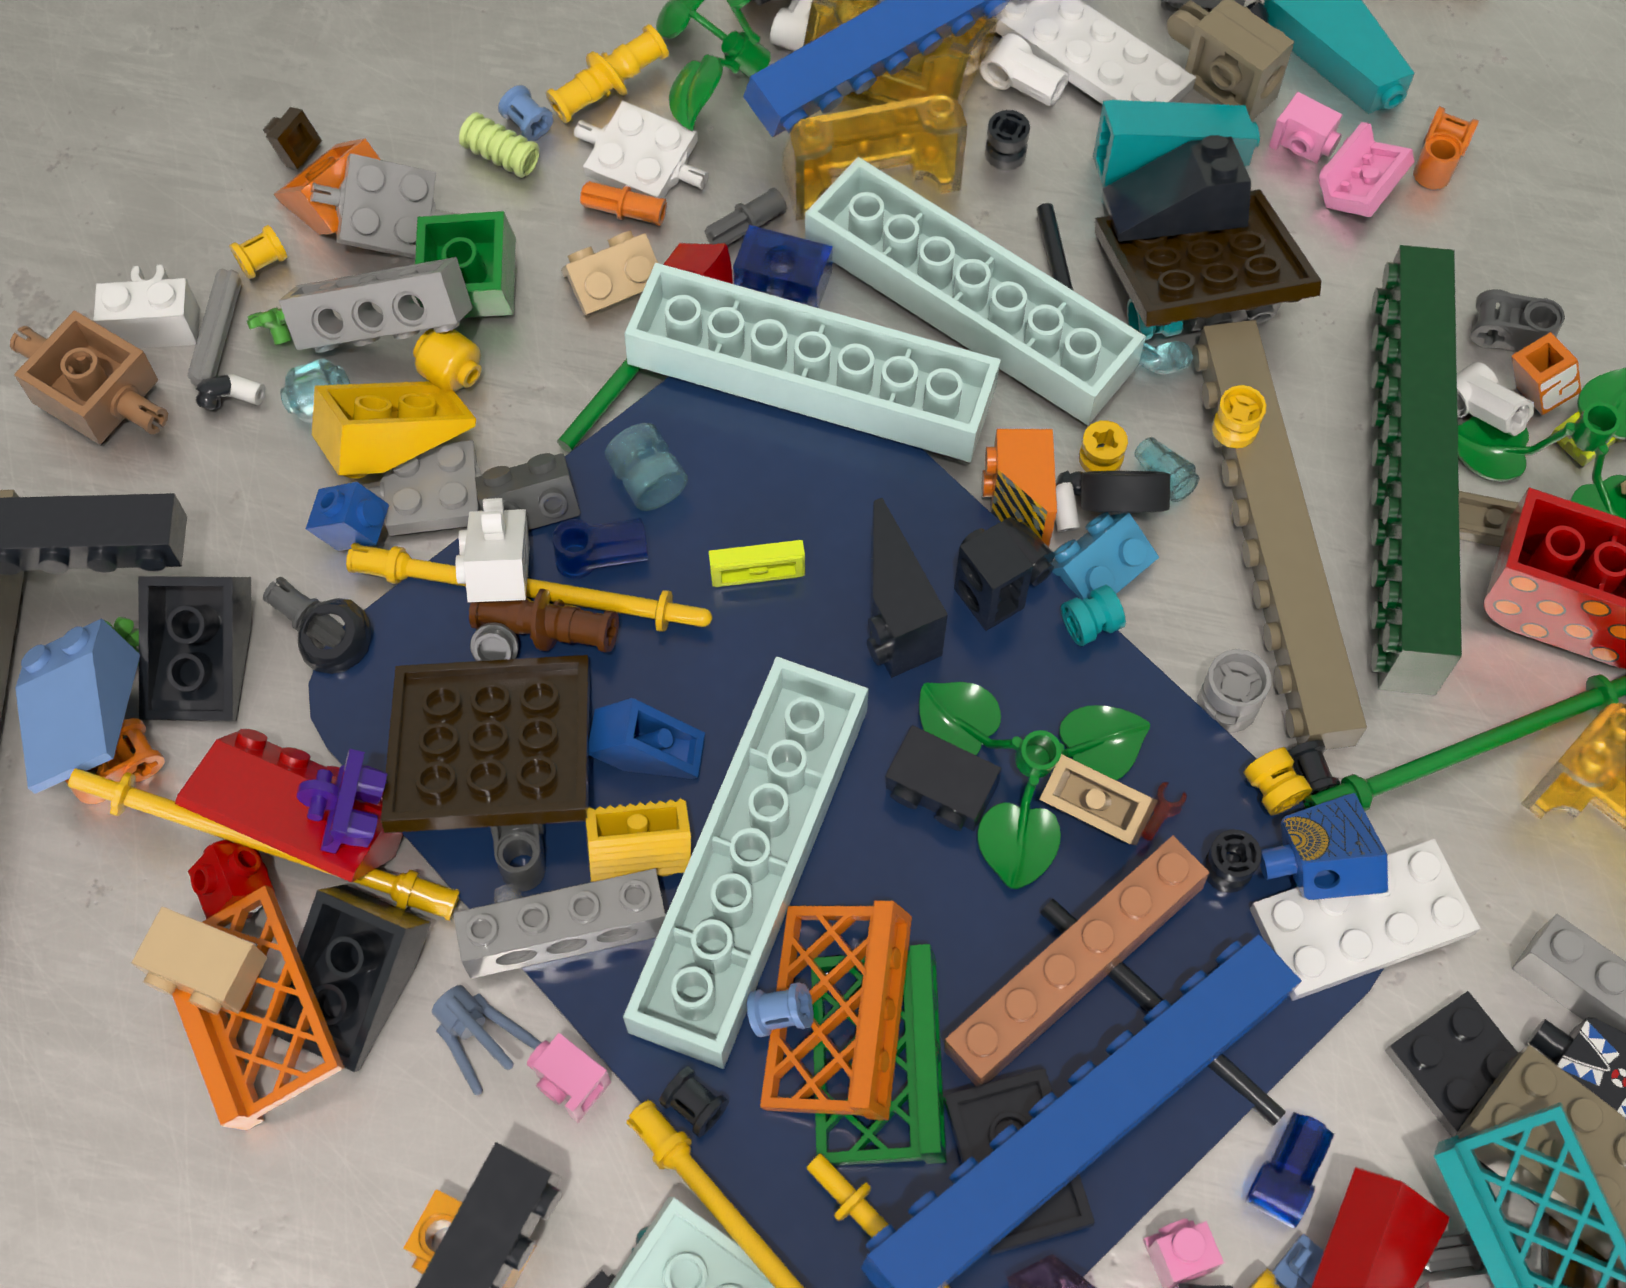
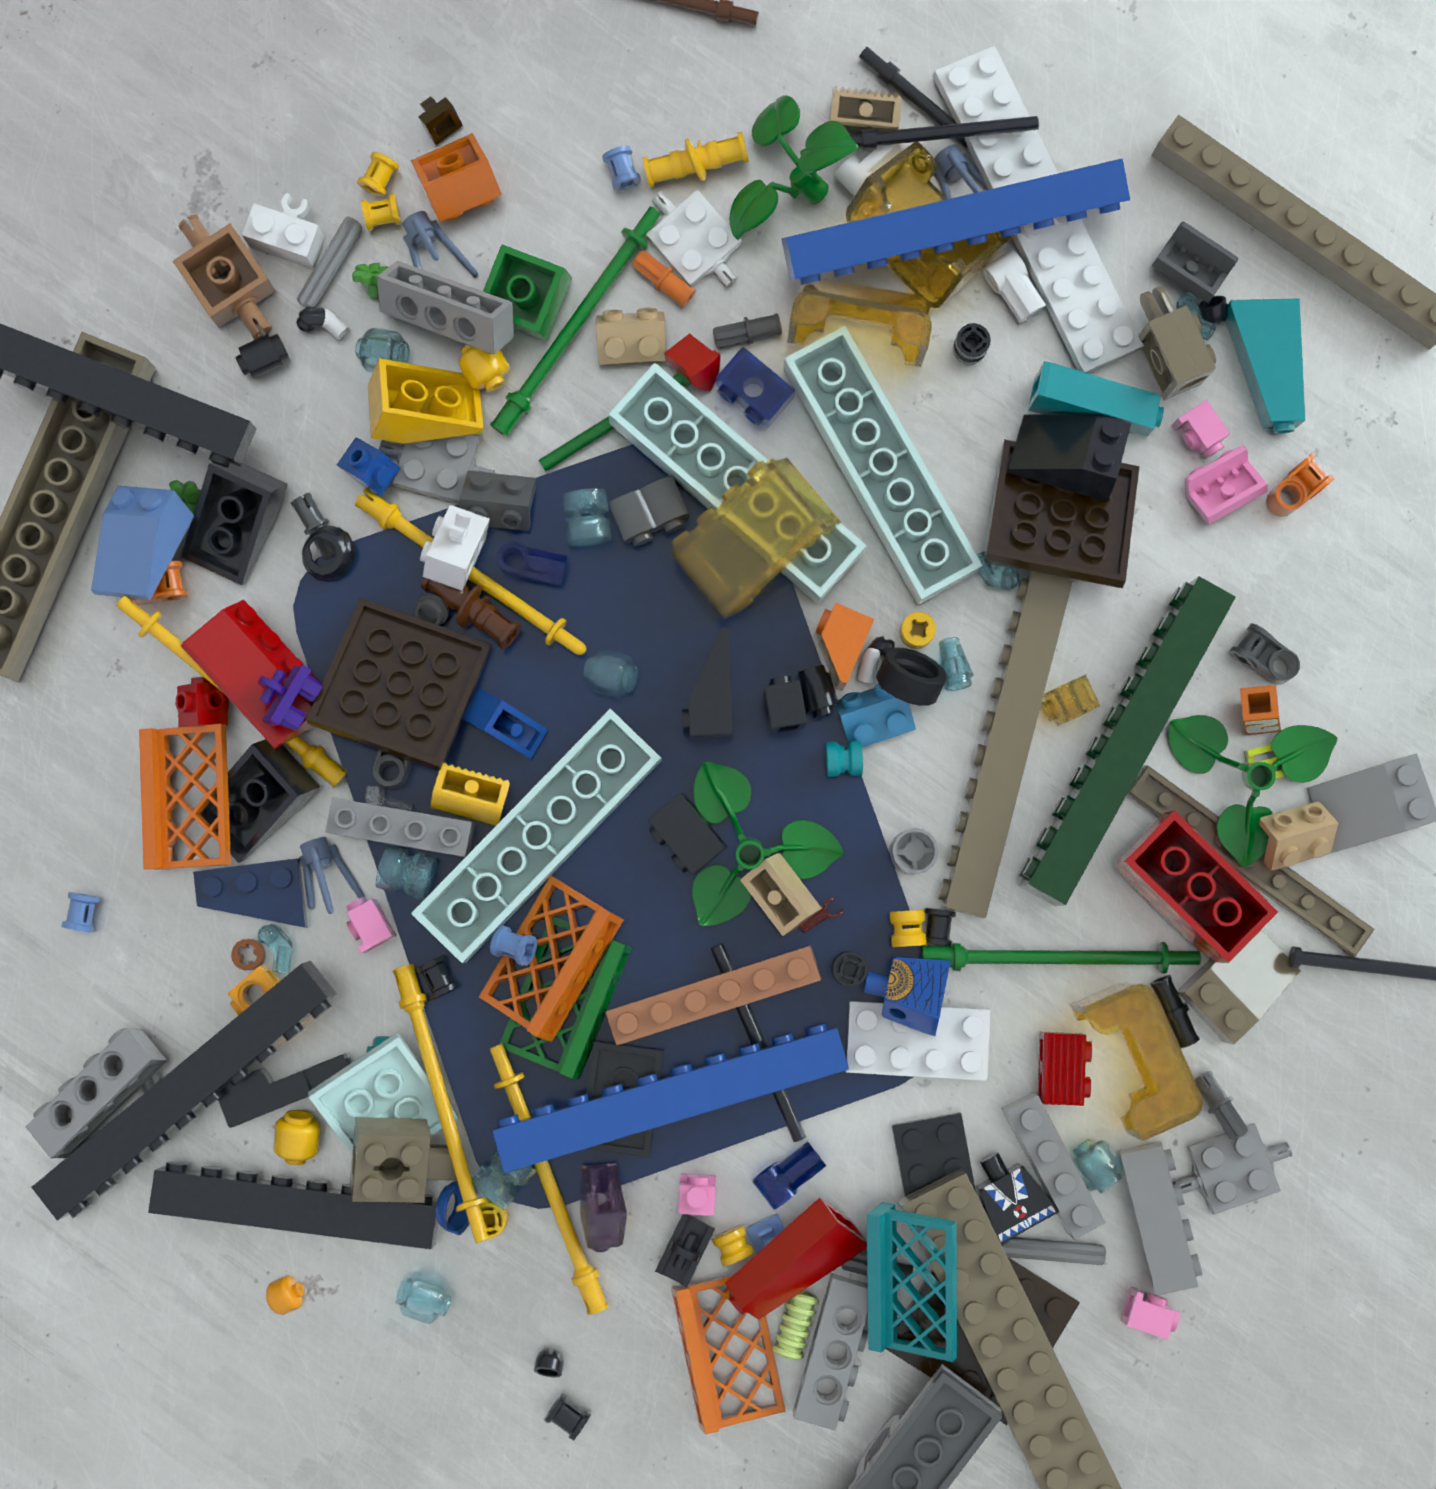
camera: 20 degrees right, 20 degrees up
(149, 1230) = (80, 912): none -> medium blue bush
(165, 450) = (262, 355): none -> black brick
(199, 961) = (161, 762): tan brick -> none
(239, 215) = (378, 174): none -> yellow bush
(318, 256) = (422, 232): none -> sand blue plant
(380, 204) = (483, 217): light grey plate -> none
(390, 1100) = (255, 890): none -> dark blue wing
(402, 1177) = (238, 958): none -> dark orange bush
(451, 1158) = (280, 944): none -> clear light blue arm
(499, 145) = (591, 189): yellowish green piece -> none
(507, 386) = (519, 401): none -> green bar
(592, 977) = (407, 872): none -> clear light blue wheel
(719, 434) = (649, 510): none -> dark grey brick
(756, 629) = (611, 673): none -> clear light blue head
(757, 563) = (632, 623): neon yellow tile -> none
(859, 392) = (753, 535): none -> clear yellow windscreen
(1053, 244) = (962, 459): black bar -> none
(1239, 416) = (1018, 654): yellow wheel -> none
(1325, 452) = (1070, 701): none -> clear yellow brick
(1486, 399) = (1205, 703): white piece -> none
(1561, 875) = (1063, 1068): none -> red brick

